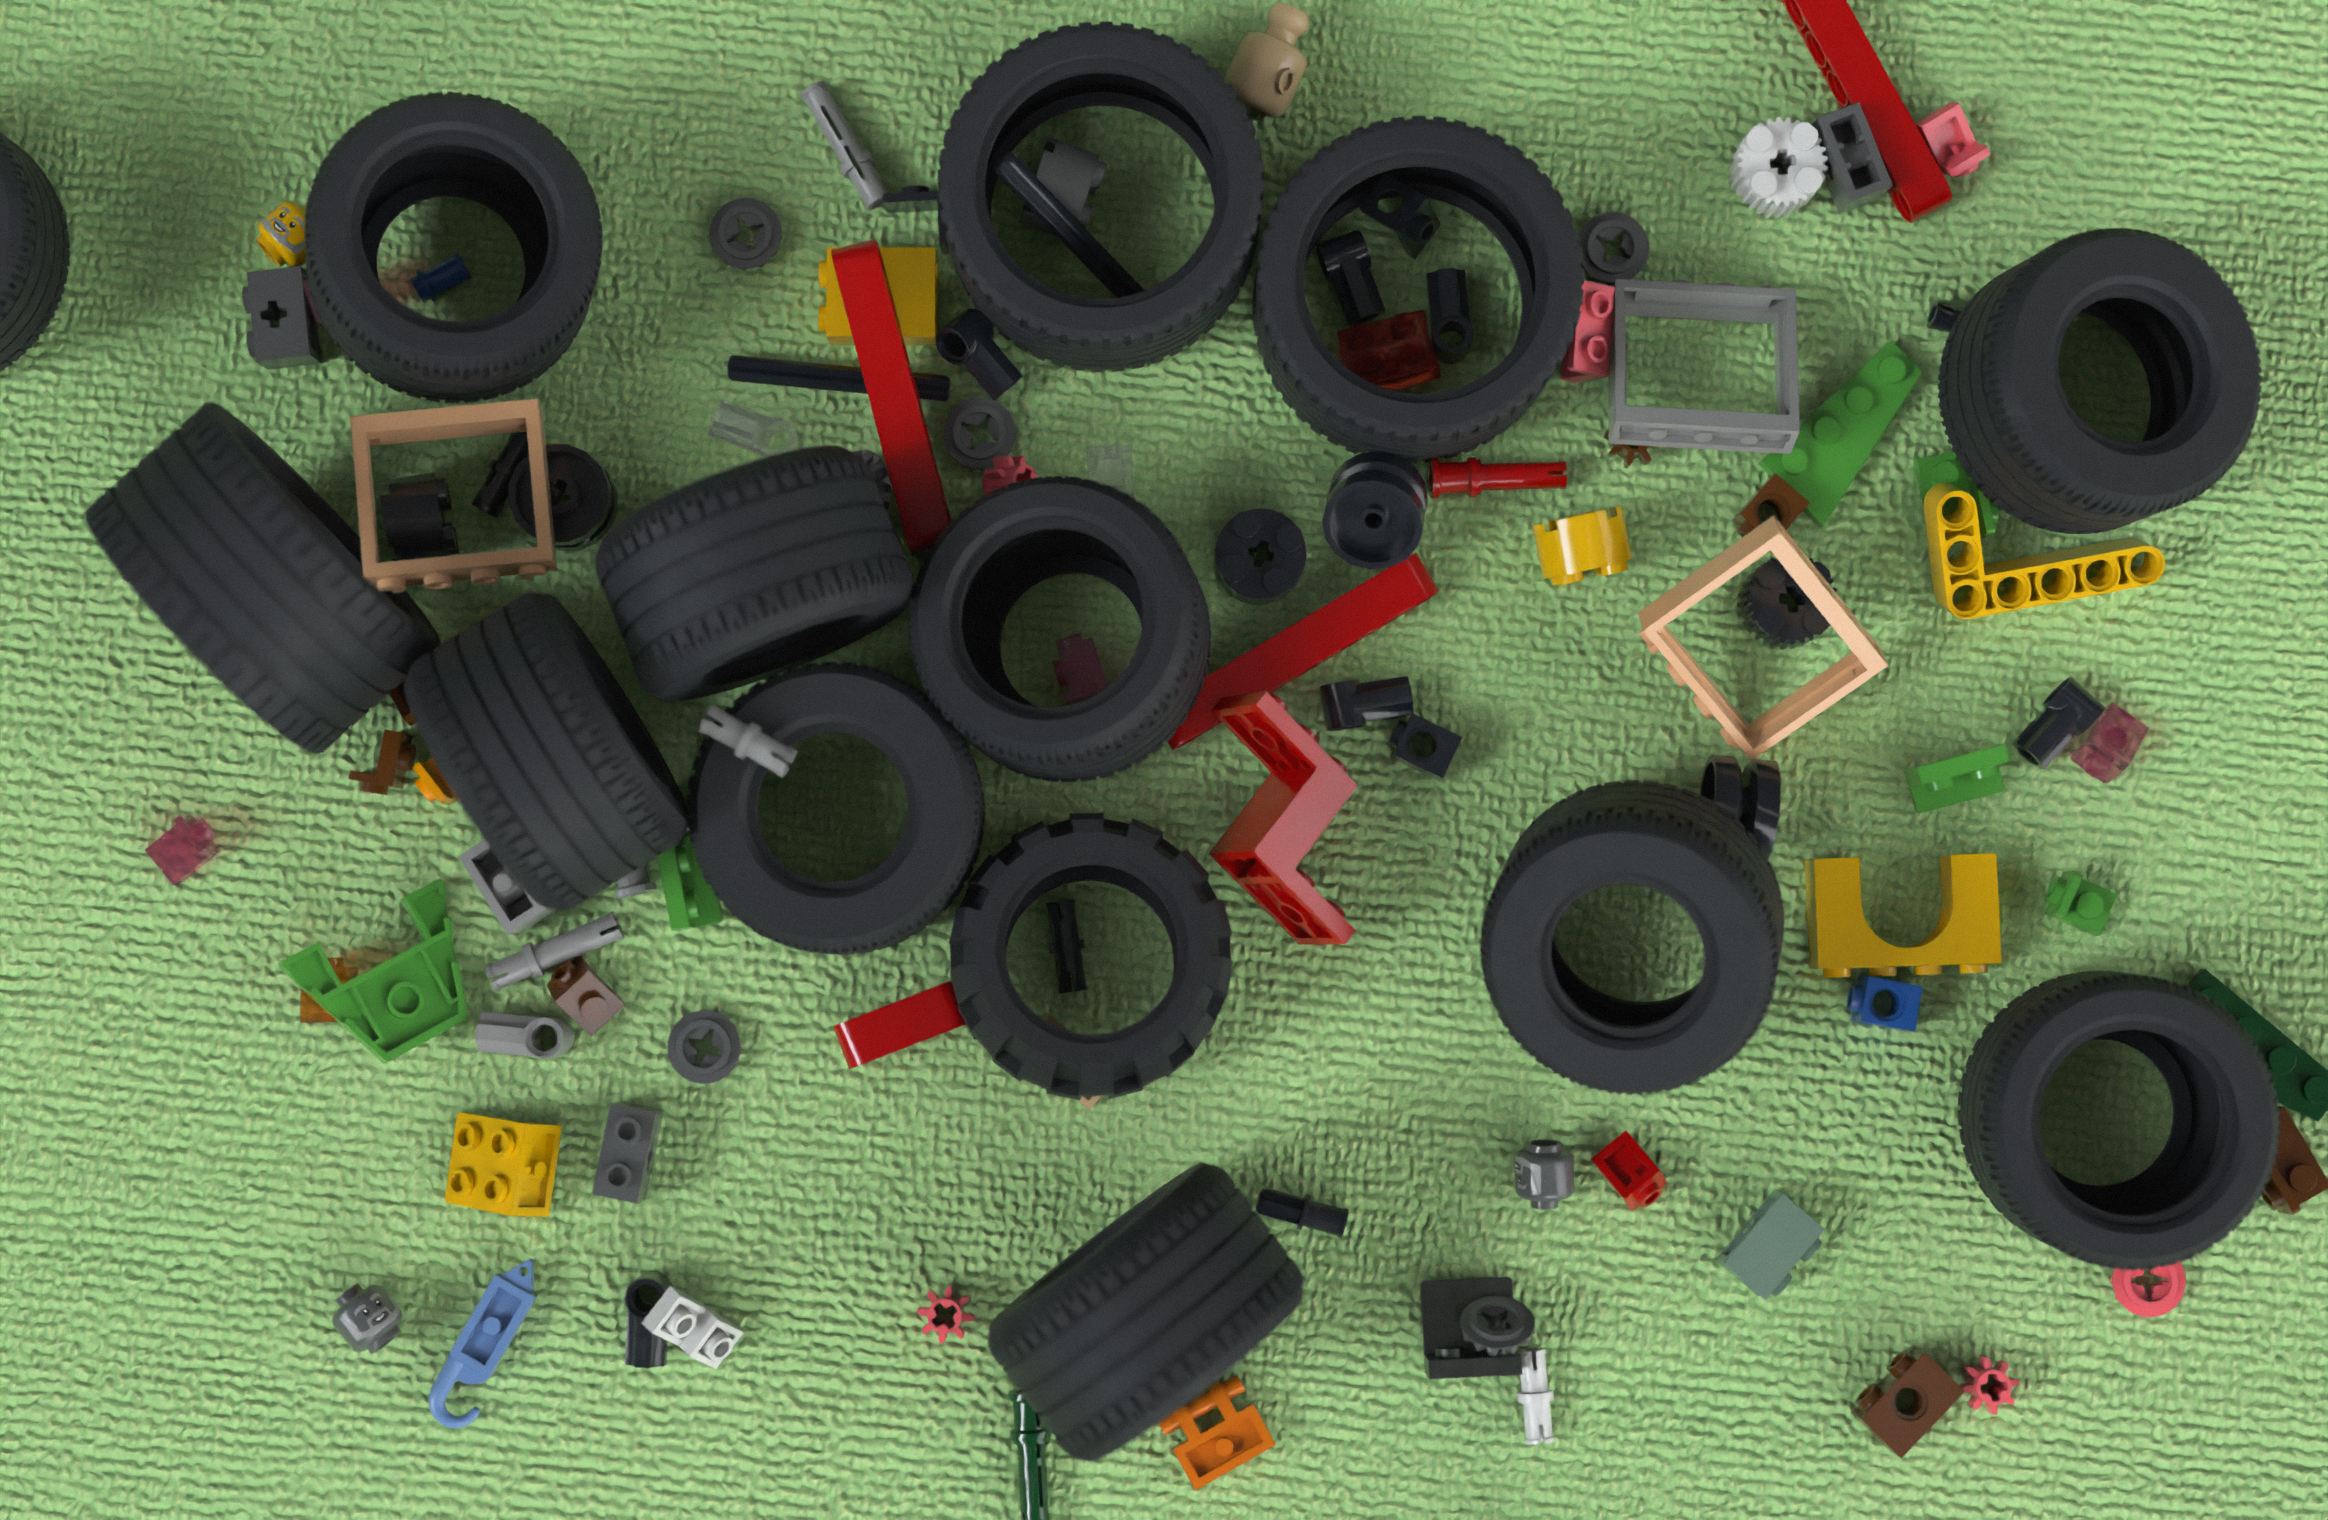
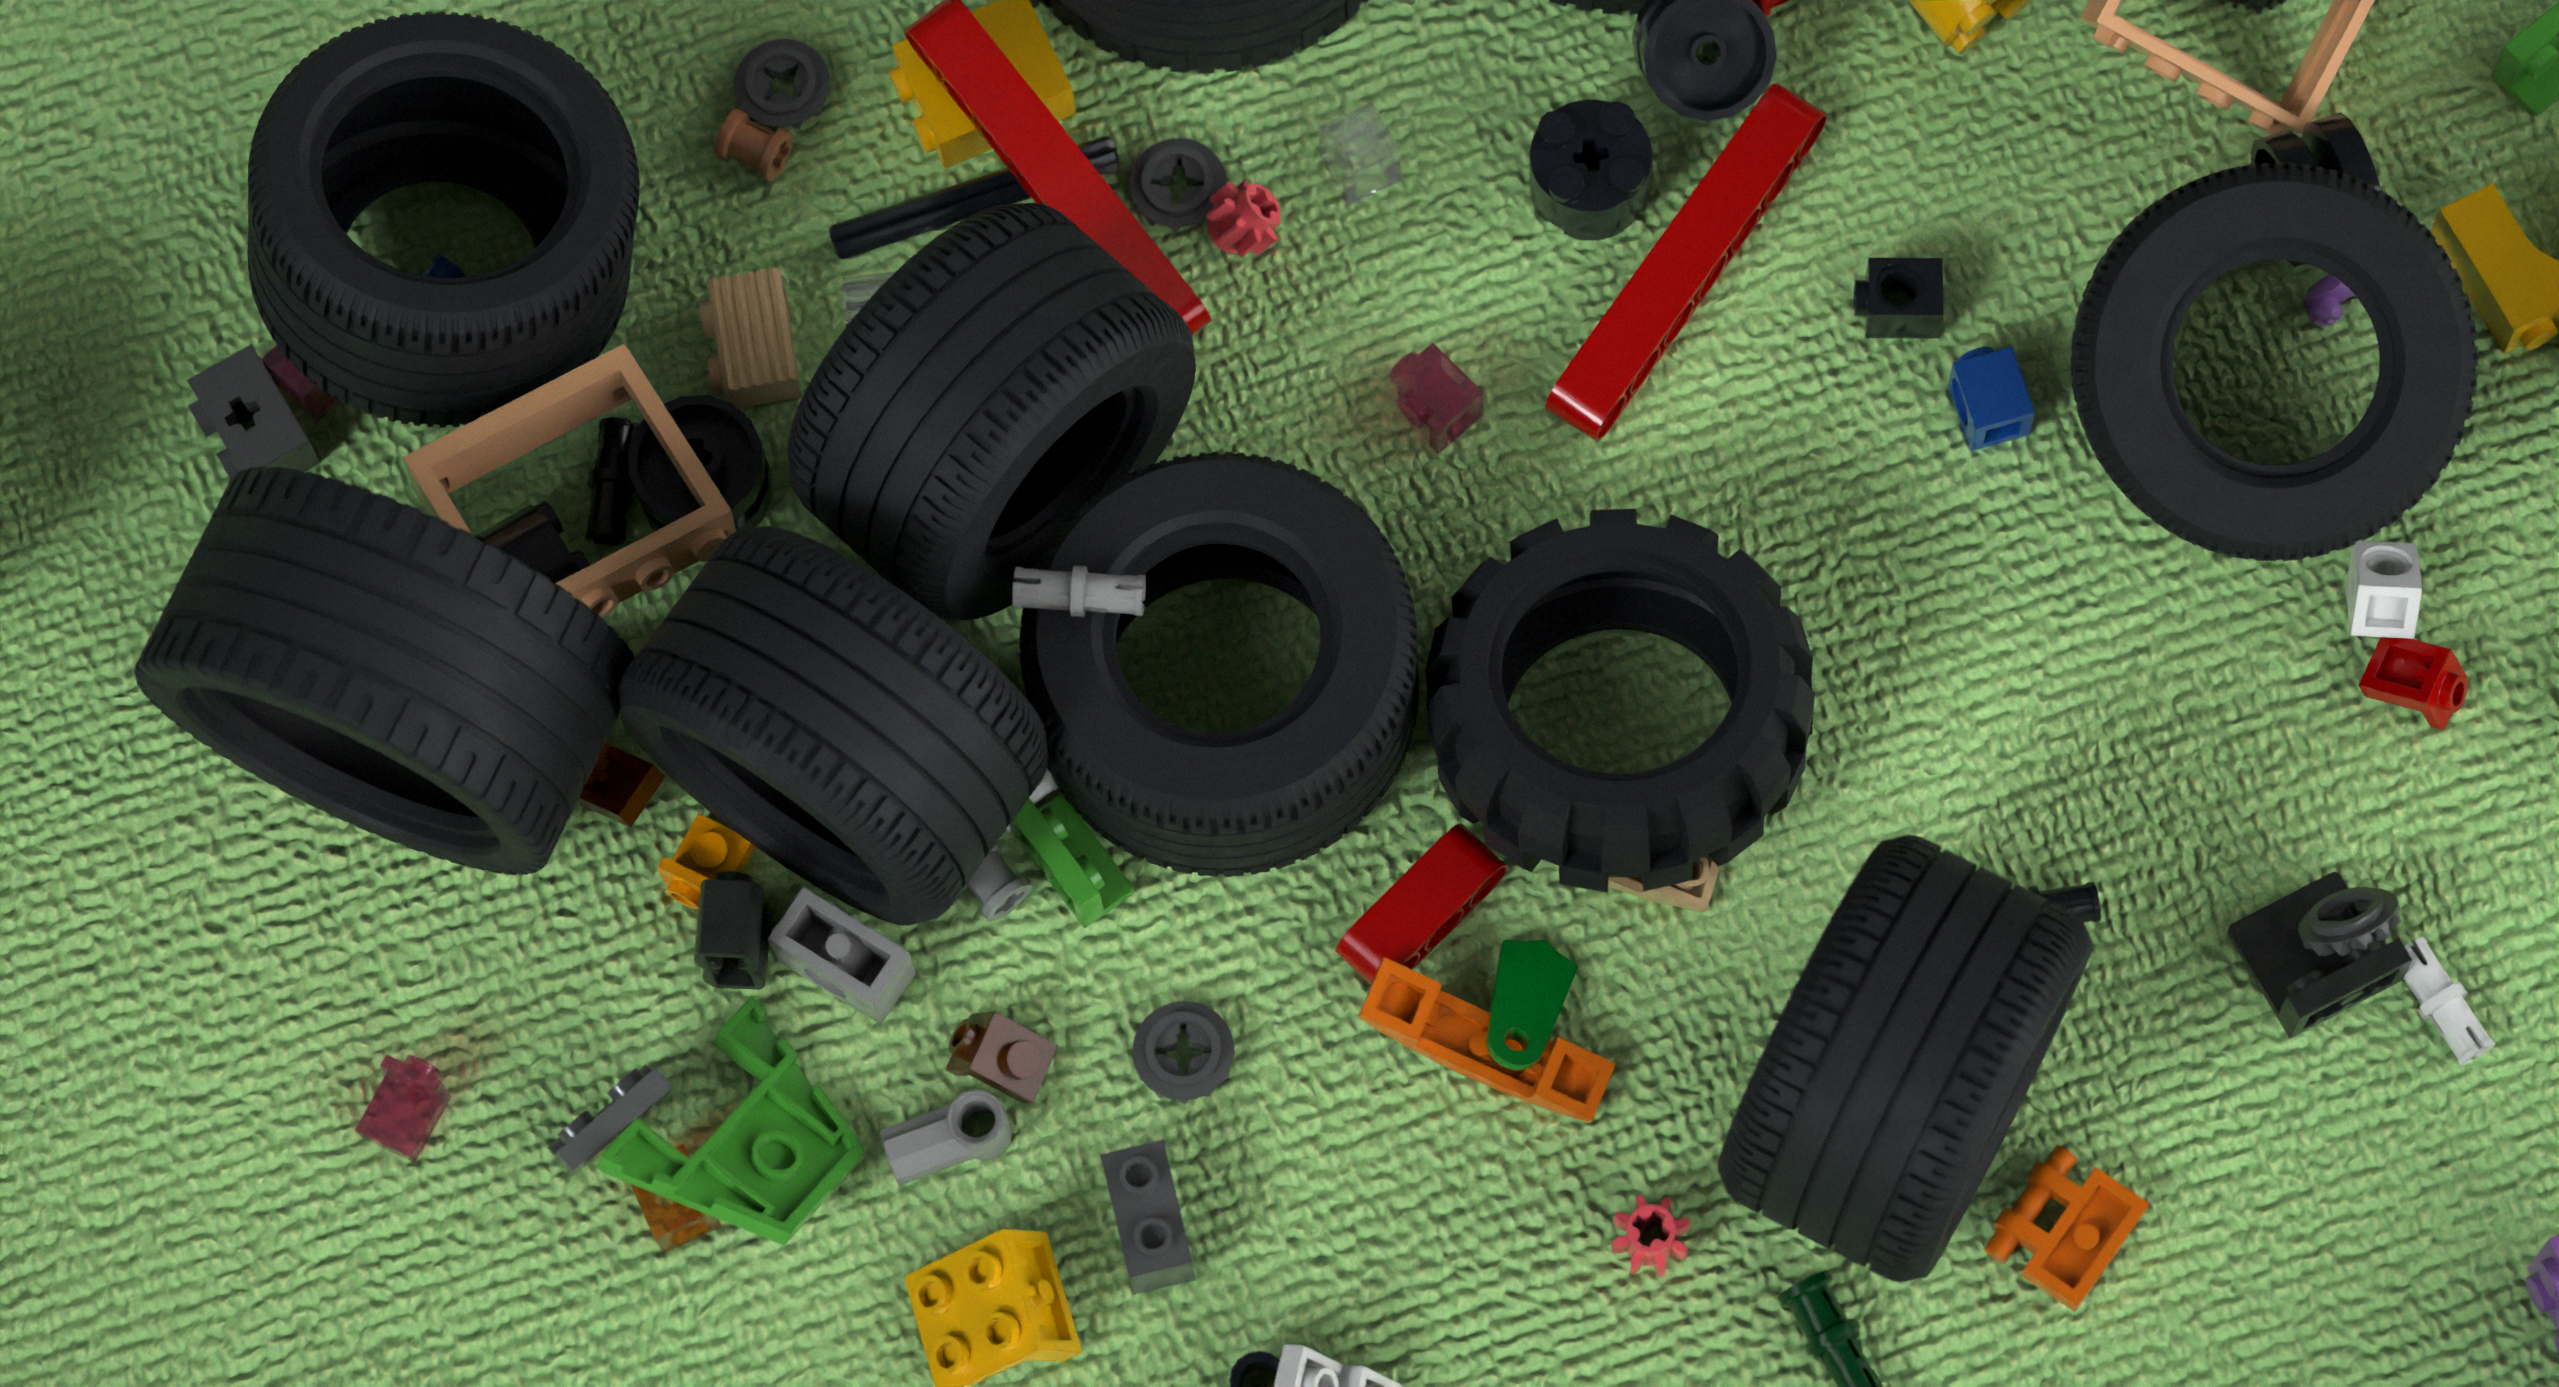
camera: 15 degrees left, 15 degrees down
(284, 234) = (218, 319): yellow head -> none
(308, 927) = (591, 1134): none -> dark grey plate
(395, 758) = (629, 874): reddish brown bracket -> none
(440, 836) = (732, 932): none -> pearl dark grey brick
(554, 951) = (918, 1040): light grey pin -> none
(641, 414) = (752, 338): none -> tan brick
(706, 271) = (753, 145): none -> nougat bush
(900, 1136) = (1454, 1035): none -> orange slope
(941, 1118) = (1526, 1000): none -> green piece
(970, 343) = (1138, 93): black piece -> none
(1003, 551) = (1377, 209): black tyre -> none
(1066, 946) = (1578, 724): black pin -> none
(1283, 818) = (1775, 439): red bracket -> none
(1354, 703) = (1791, 288): black piece -> none
(1449, 844) = (1990, 397): none -> blue brick
(1544, 1173) = (2310, 725): dark grey head -> none
(1637, 1115) = (2383, 589): none -> white brick

